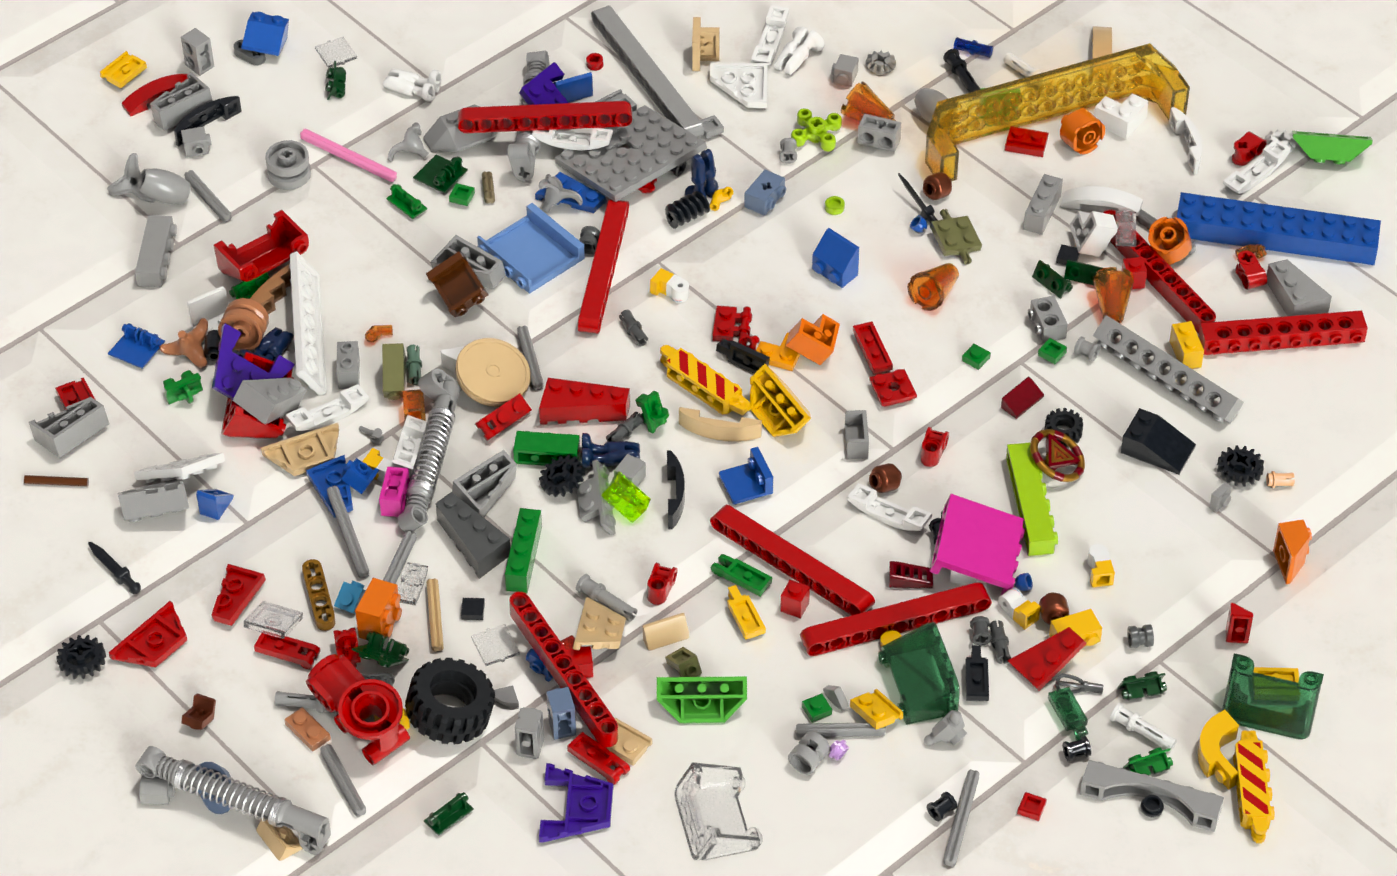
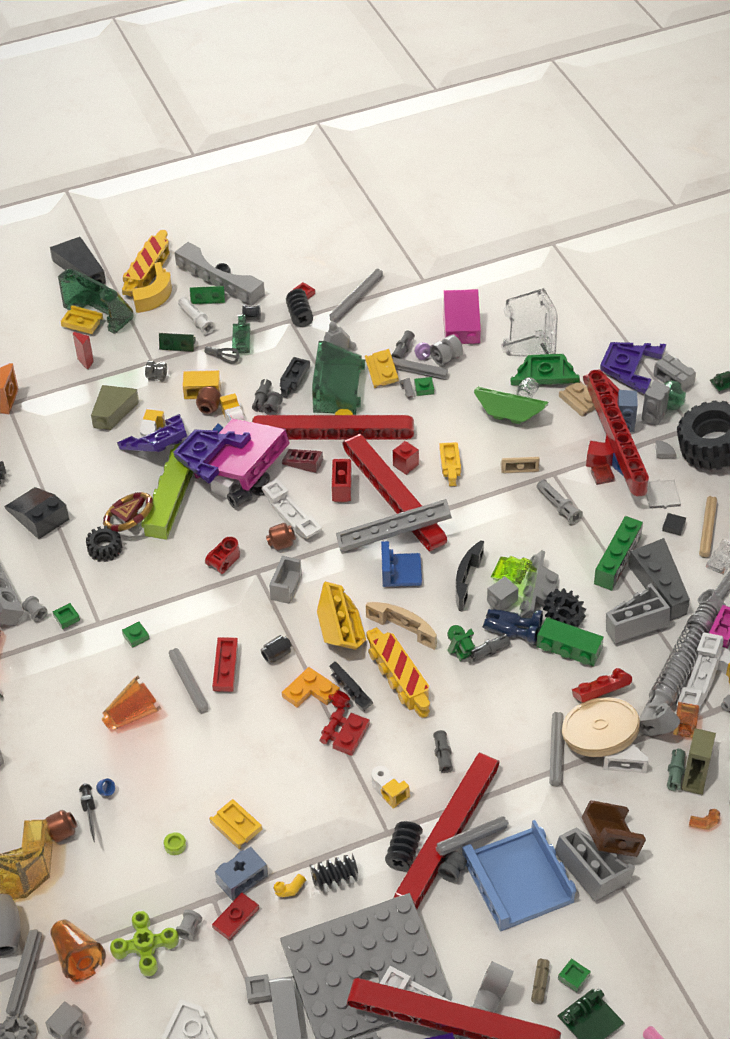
camera: 160 degrees left, 0 degrees up
(405, 201) = (639, 985): green hinge -> none
(513, 755) = (676, 395): none -> clear green hair
(518, 798) = (672, 369): none -> light grey brick
(556, 192) = (468, 930): light grey piece -> none
(579, 259) = (472, 835): none -> light grey axle
(583, 402) = (522, 676): red wedge -> none
(591, 199) = (452, 947): blue wing -> none
(599, 627) = (575, 470): tan wing -> none
(636, 243) = (403, 845): none -> black piece
(660, 583) = (509, 499): red piece -> none
(669, 761) = (546, 370): none -> green wing
(684, 662) = (514, 436): olive bracket -> none
(690, 724) = (527, 387): none -> clear brick
(703, 174) = (308, 889): dark blue piece -> none
(741, 574) = (438, 490): green hinge -> none
(754, 167) = (235, 916): none -> red plate
(769, 506) = (393, 525): none -> light grey plate
(789, 227) = (236, 823): none -> yellow plate
(808, 801) = (462, 315): none -> dark pink slope
(814, 340) = (275, 671): orange brick -> none
(831, 371) = (276, 649): none -> black brick
(836, 258) = (213, 758): blue slope -> none
(851, 548) = (341, 480): none -> red brick
(866, 752) = (406, 339): none -> dark grey pin
(879, 132) = (81, 908): light grey brick -> none
(896, 380) = (224, 612): red piece -> none
(900, 95) = (24, 972): none -> light grey axle
(900, 328) = (188, 680): none -> light grey axle
(941, 806) = (367, 300): black bush -> none
(956, 236) = (77, 764): olive plate -> none
(1018, 523) = (202, 446): none -> dark purple wing
(1019, 765) = (299, 308): none -> black piece
(1021, 398) = (121, 583): dark red slope -> none
(1047, 318) = (49, 646): light grey brick -> none
(1048, 657) = (231, 364): red wing -> none
(1051, 279) = (14, 683): dark green hinge -> none
(1070, 539) = (157, 440): none -> dark purple wing
(1160, 578) = (113, 405): none -> olive slope
(1220, 497) = (20, 452): light grey plate -> none
(1338, 763) = (77, 256): none -> black slope

